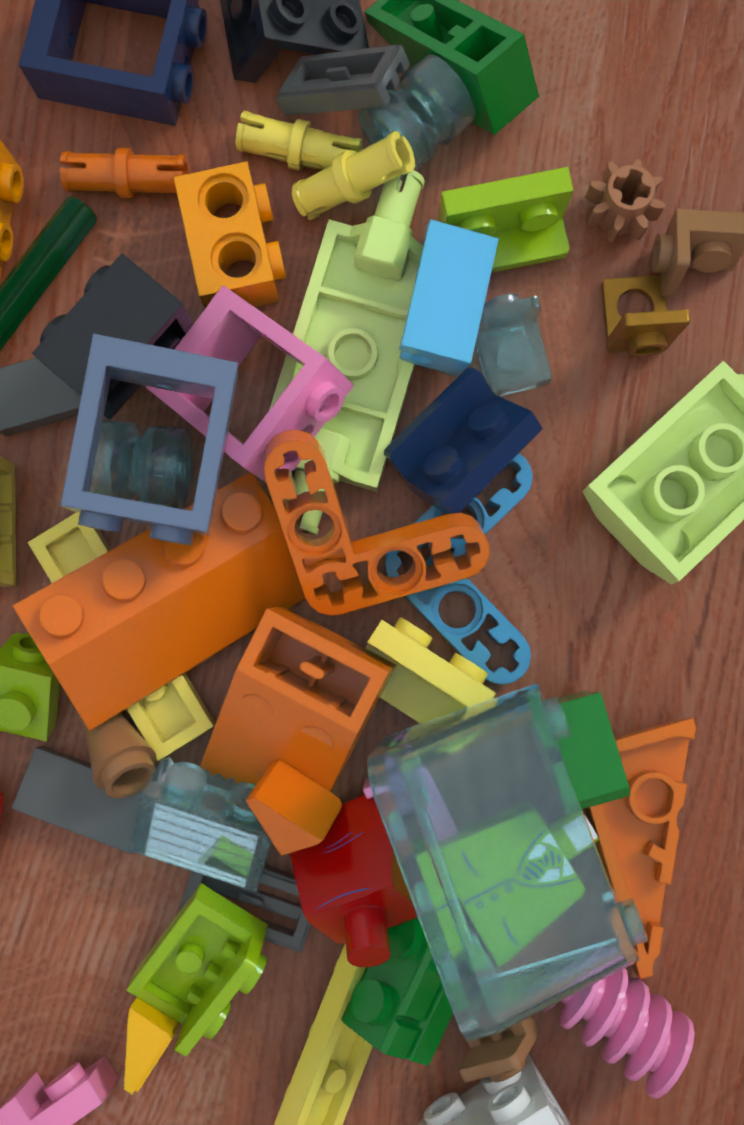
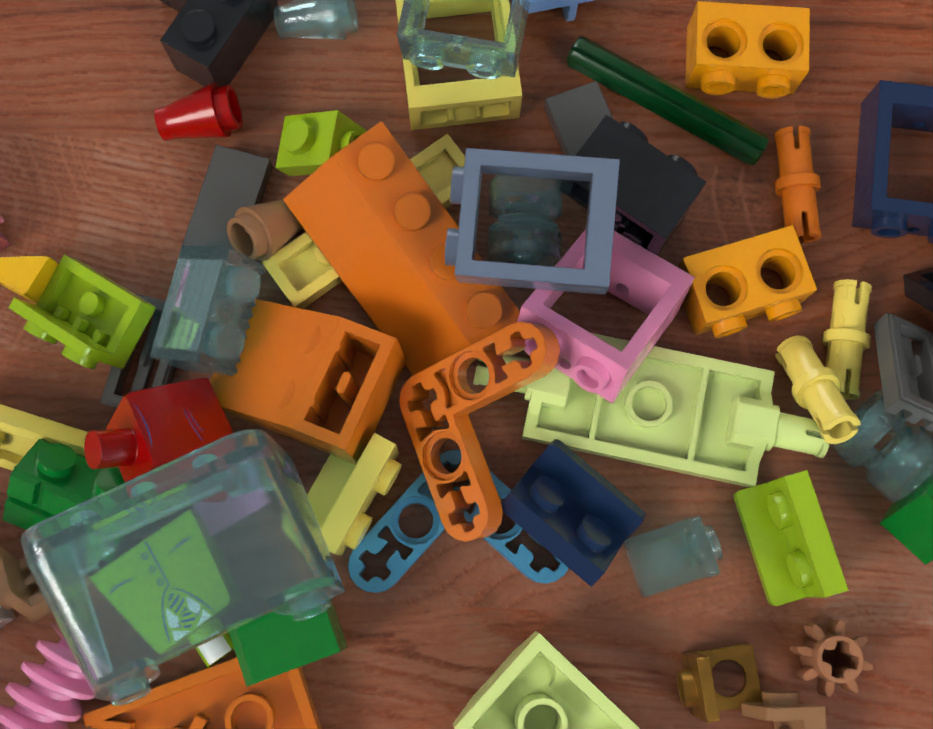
camera: 80 degrees right, 5 degrees down
(292, 808) = (223, 378): orange slope -> none
(448, 298) = (707, 484): medium azure hinge -> none

